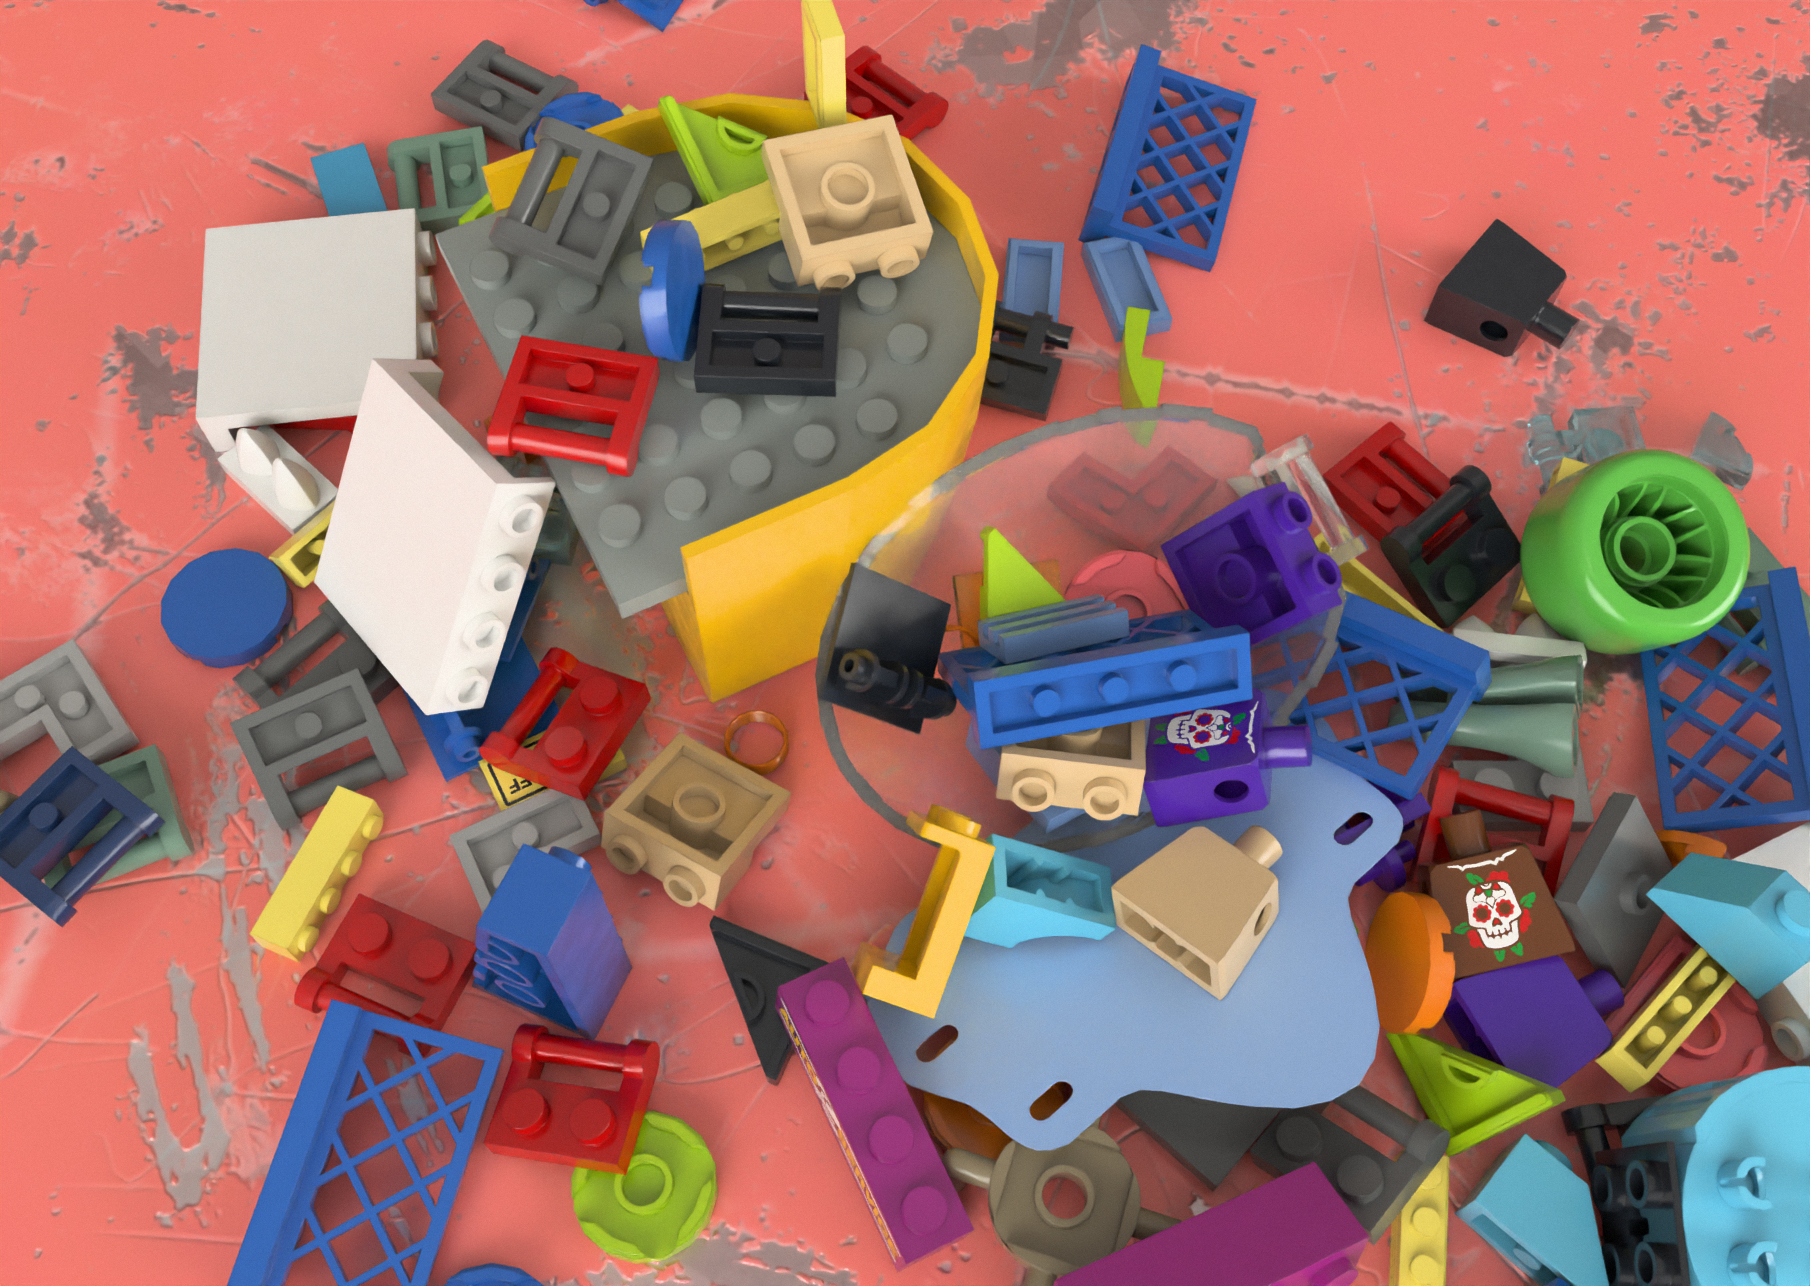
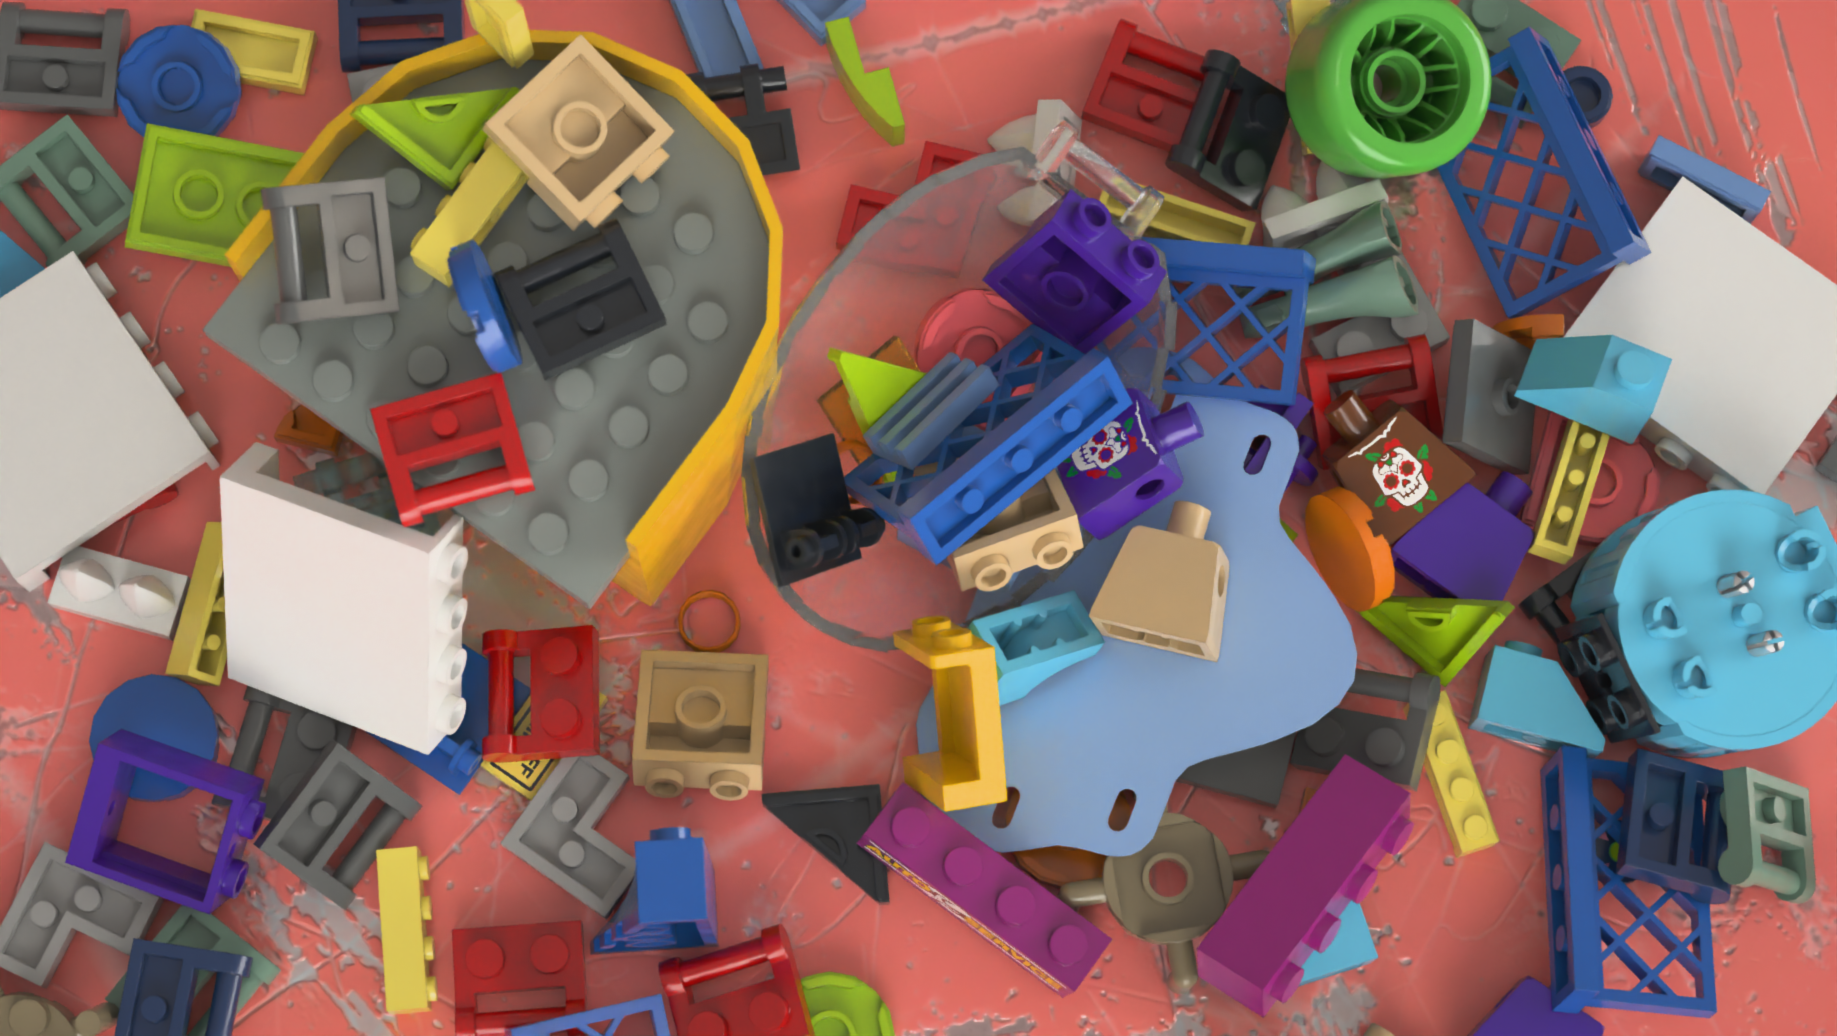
camera: 30 degrees left, 15 degrees up
(116, 655) = (104, 803): none -> dark purple window

